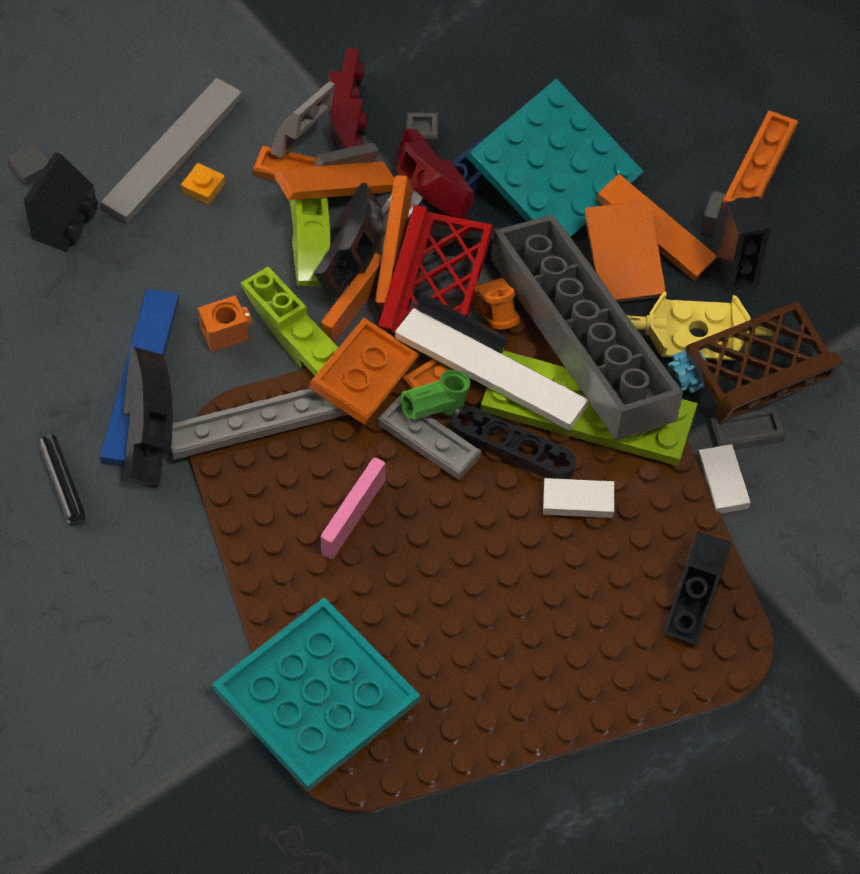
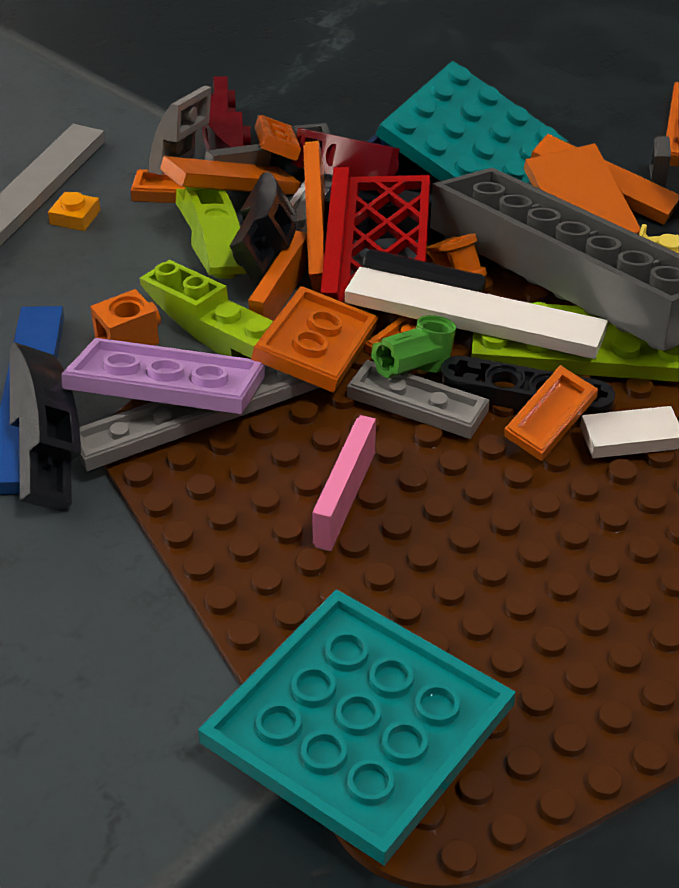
camera: 10 degrees left, 15 degrees down
(241, 392) = (165, 375): none -> lavender tile
(386, 135) = (277, 137): none -> orange tile
(520, 473) = (550, 413): none -> orange tile

